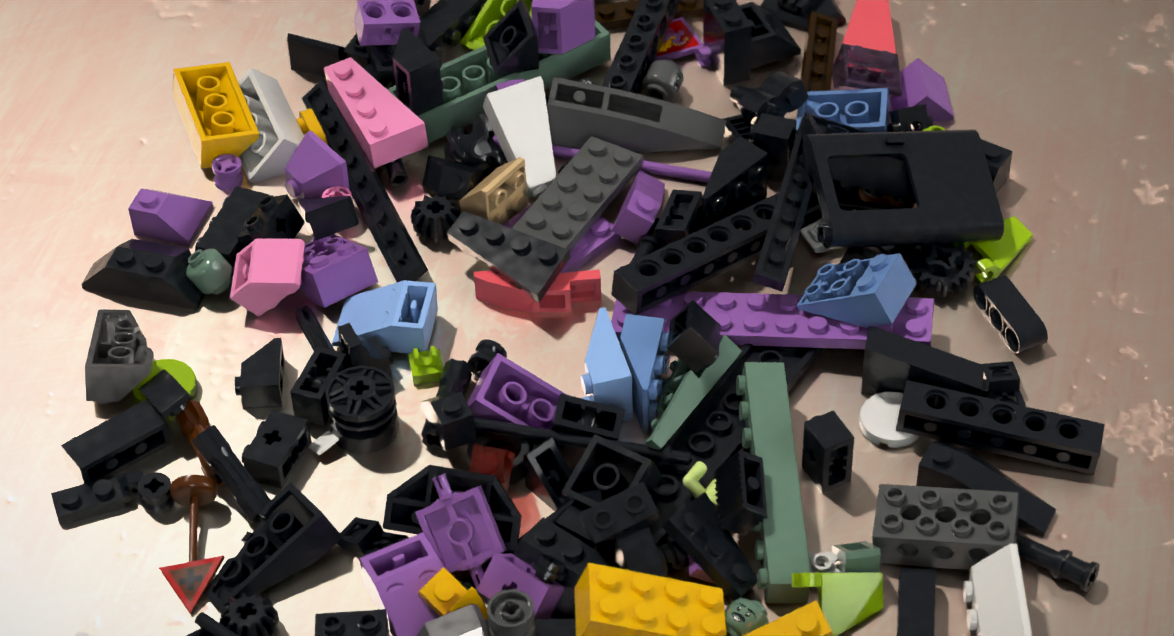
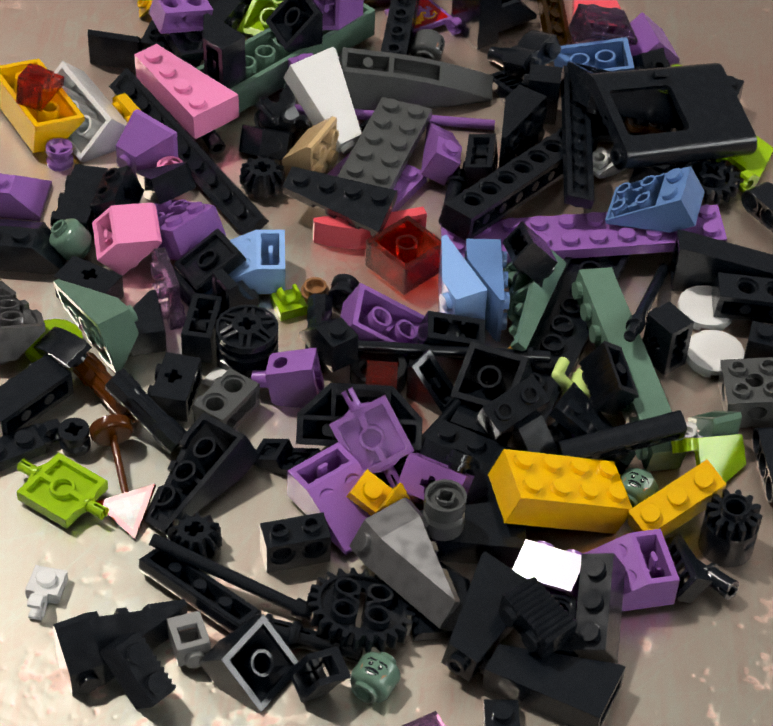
camera: 15 degrees left, 0 degrees up
(127, 550) = (62, 490): none -> lime plate
(214, 96) = (37, 86): none -> clear red arch
(216, 325) = (91, 276): none -> black brick
(216, 367) = (103, 319): none -> sand green wedge
(291, 337) = (167, 289): none -> clear purple plate
(326, 472) = (229, 399): none -> dark grey brick
(351, 305) = (207, 257): none -> black plate
(398, 451) = (292, 377): none -> medium lavender torso
(457, 350) = (314, 285): none -> medium nougat plate
(560, 322) = (404, 254): none -> clear red brick
(738, 563) = (626, 437): none -> black brick
(791, 430) = (637, 321): none -> black bar
(882, 466) = (709, 348): none -> white tile

